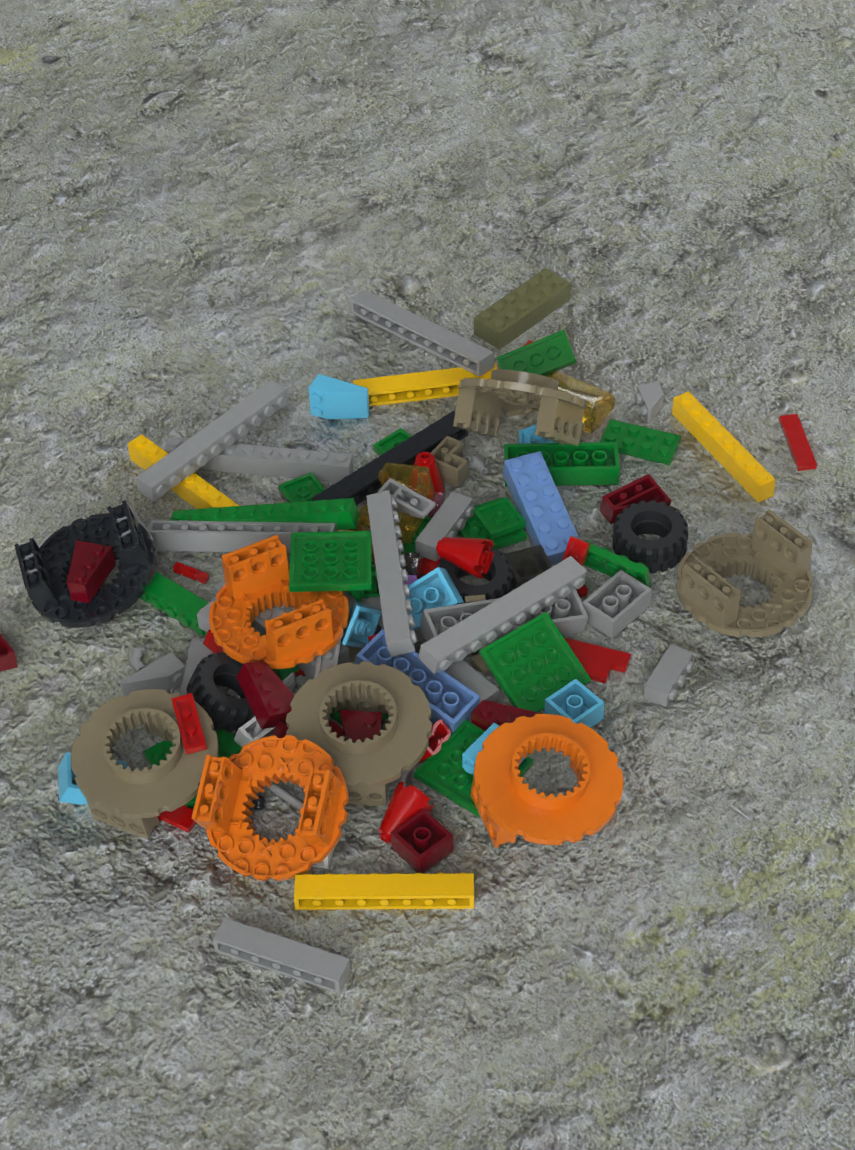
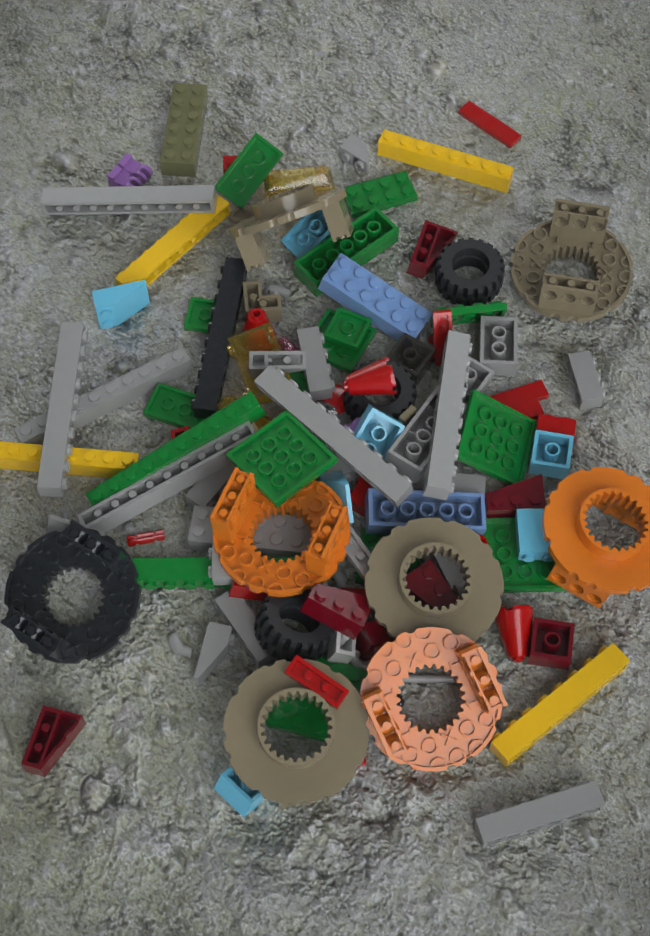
camera: 40 degrees left, 15 degrees up
(89, 570) = (77, 597): dark red wedge -> none
(448, 315) = (129, 173): none -> medium lavender legs
(603, 690) = (556, 424): none -> red brick

